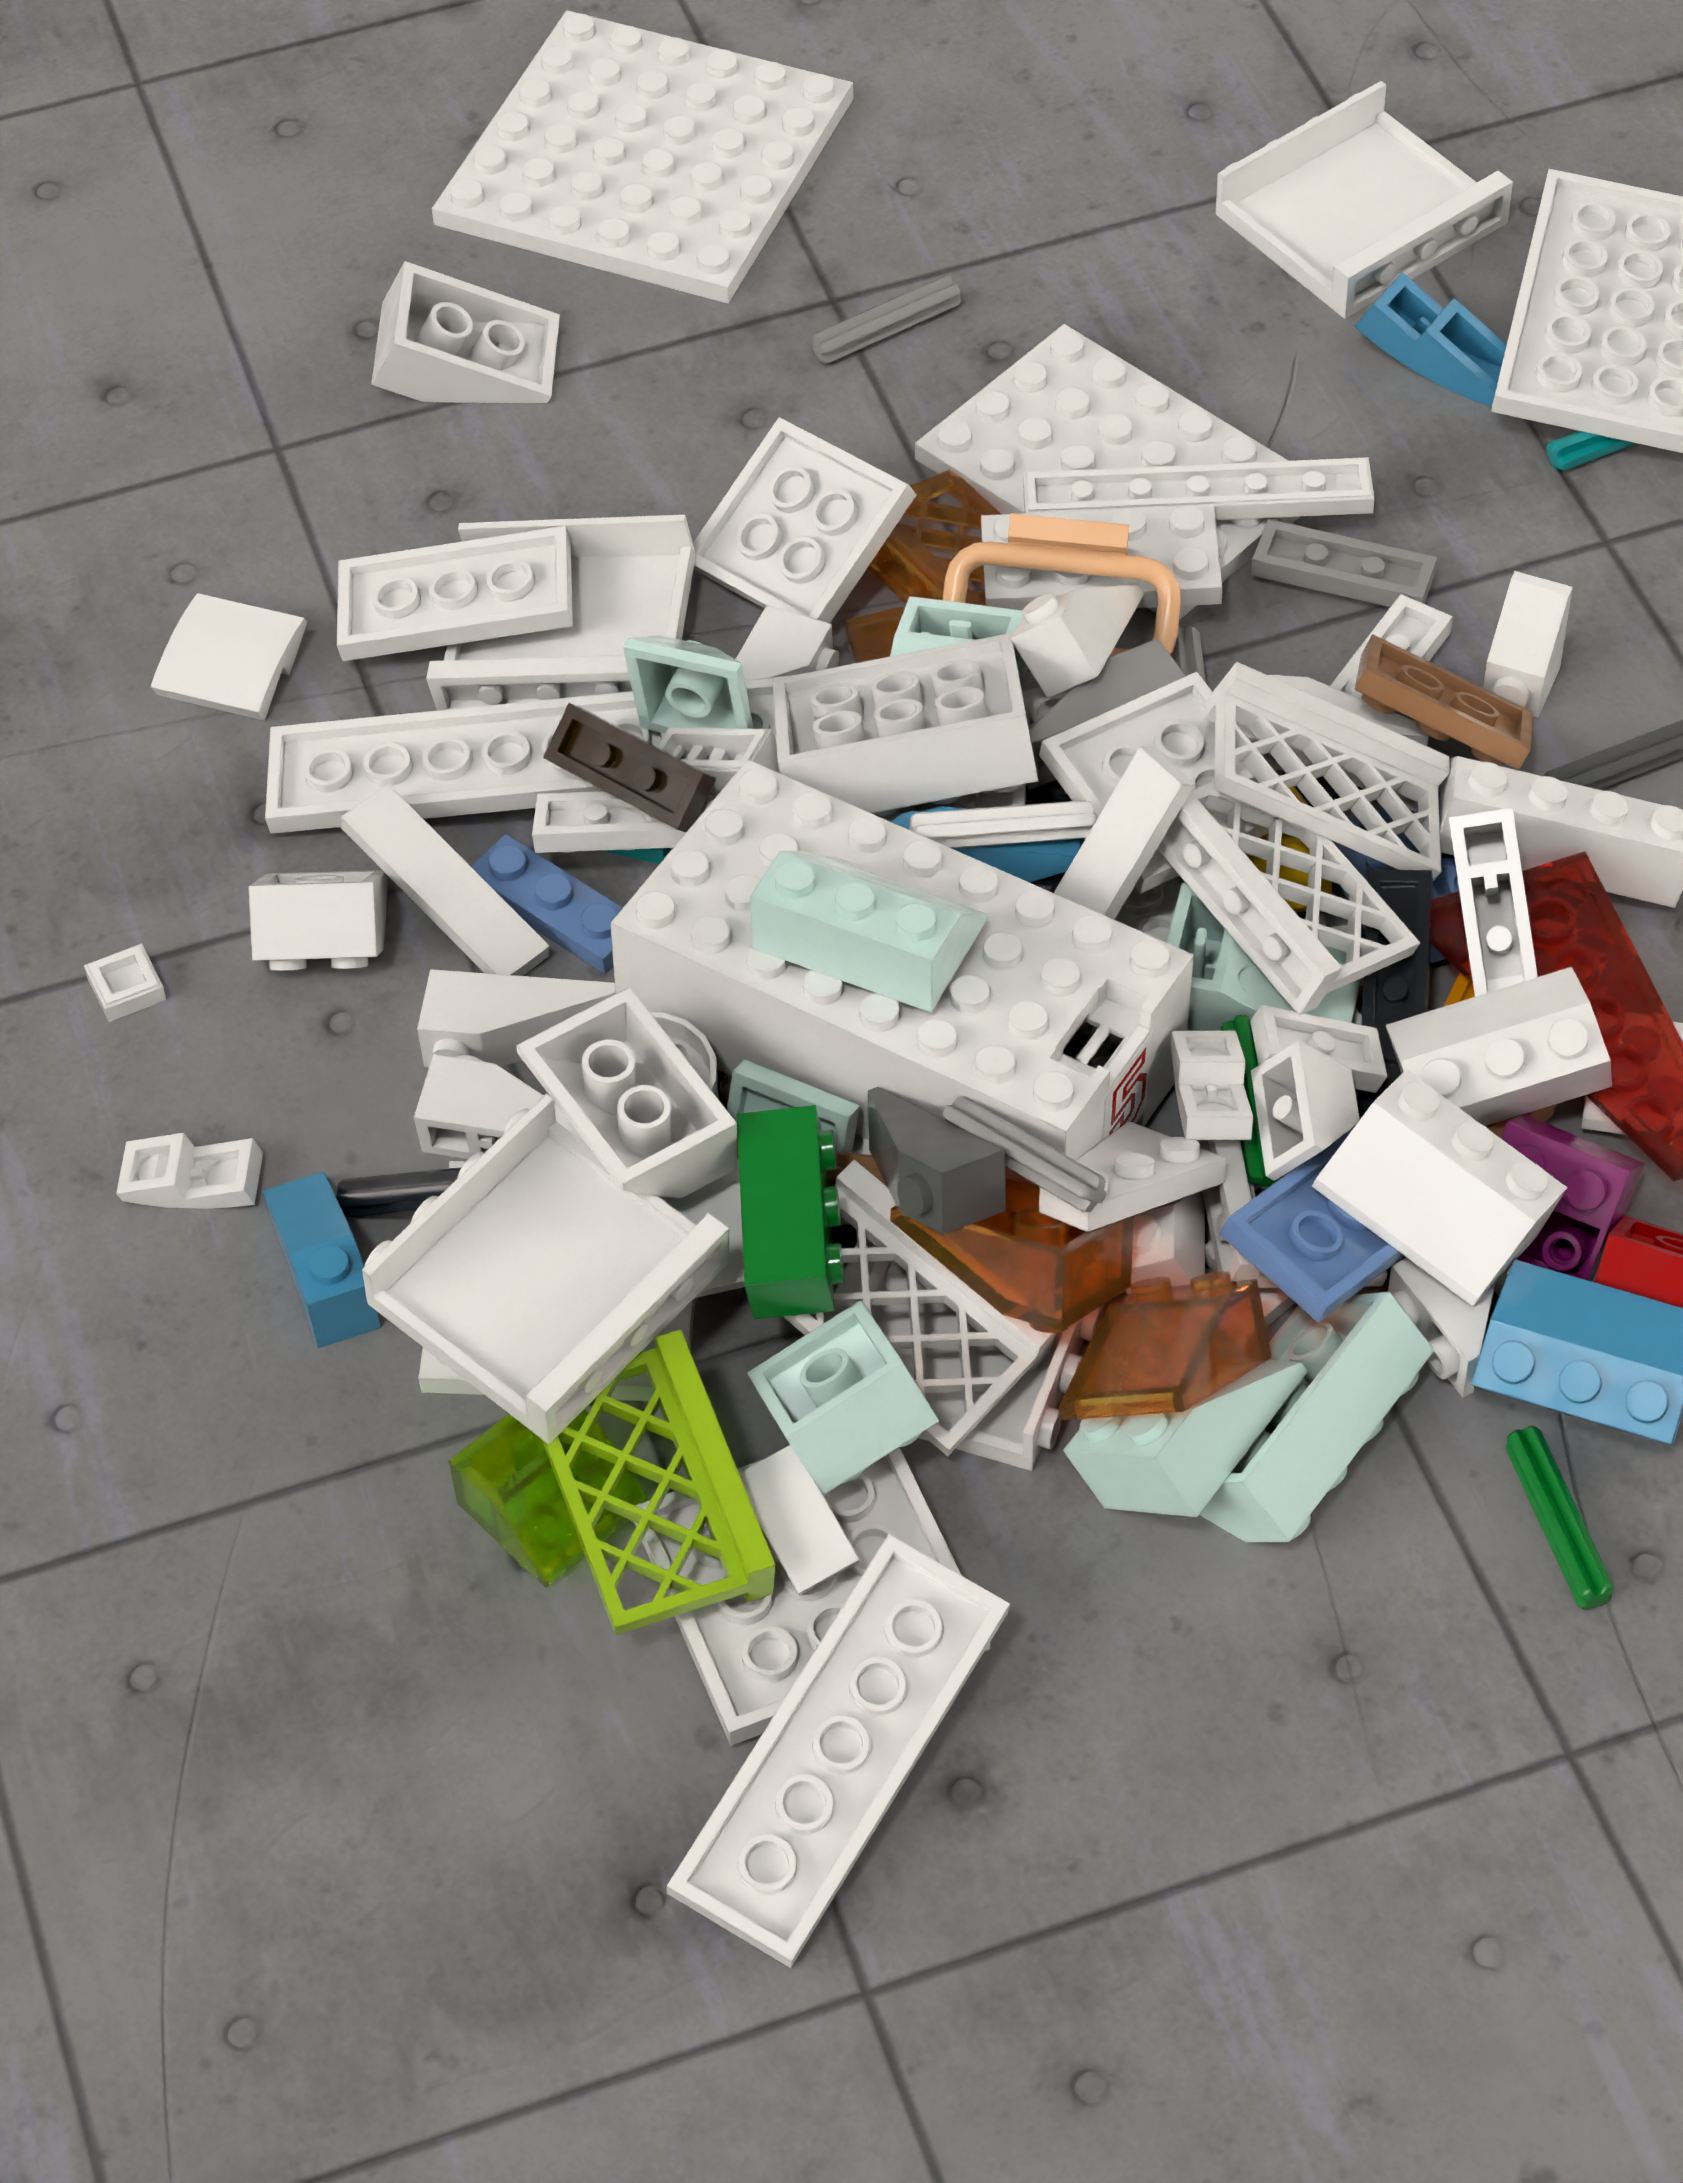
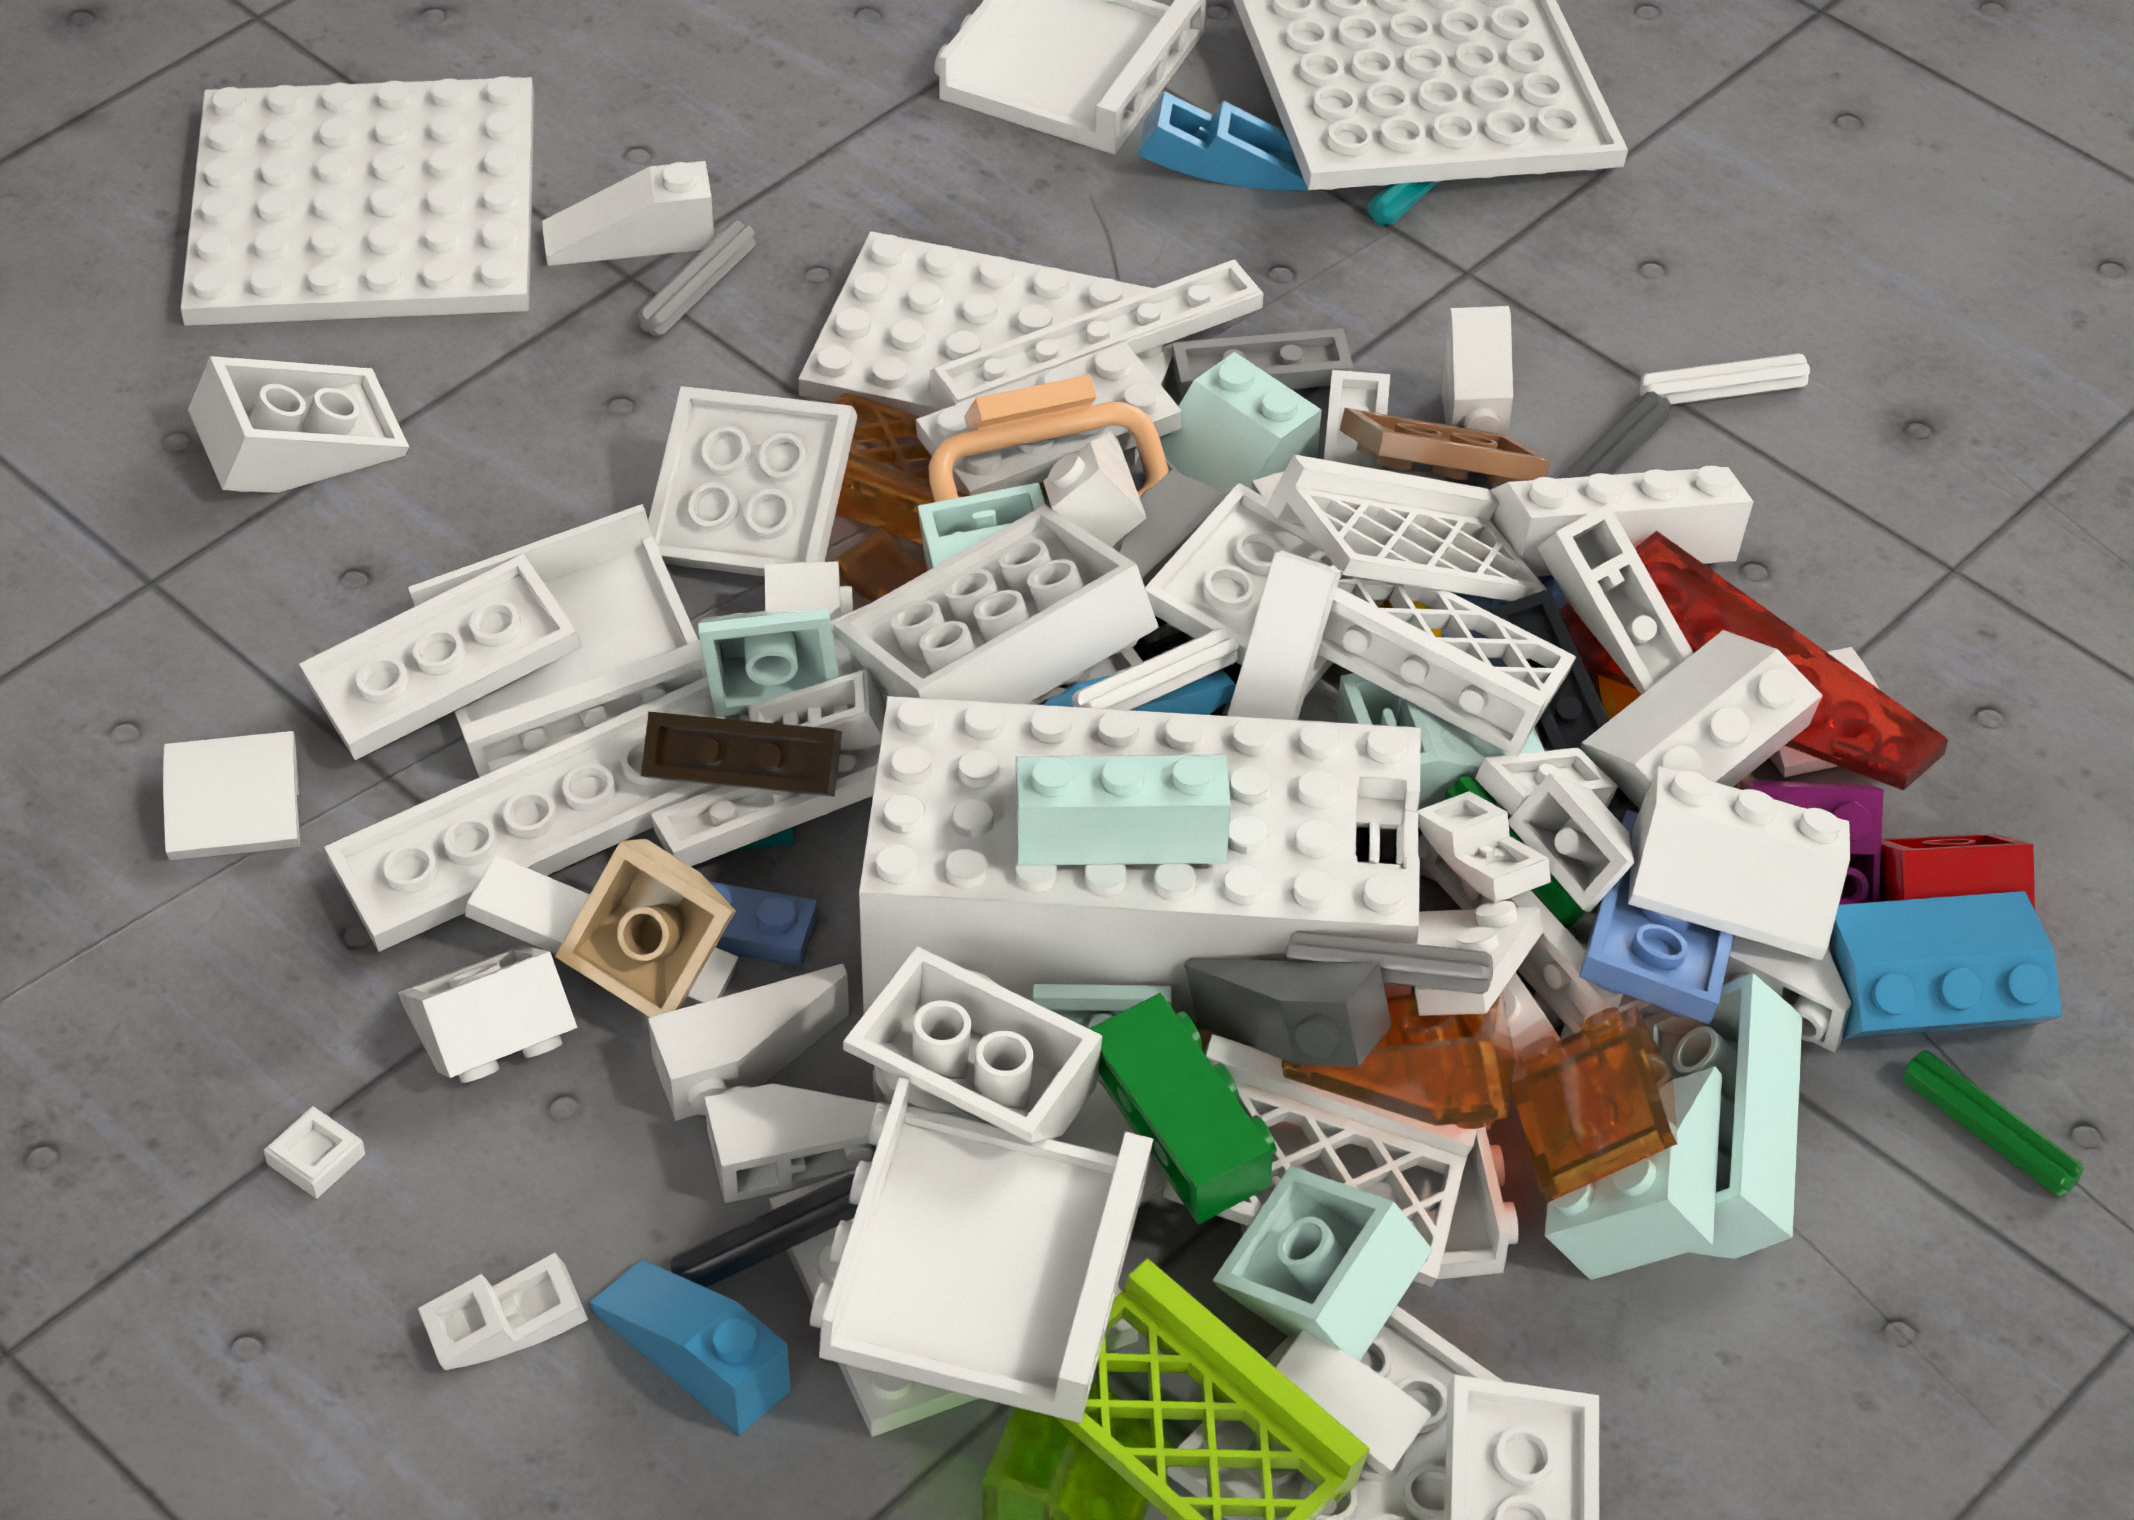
camera: 30 degrees left, 5 degrees down
(469, 887) = (647, 928): none -> tan slope
(866, 245) = (643, 215): none -> white slope
(1276, 621) = (1240, 426): none -> light aqua slope

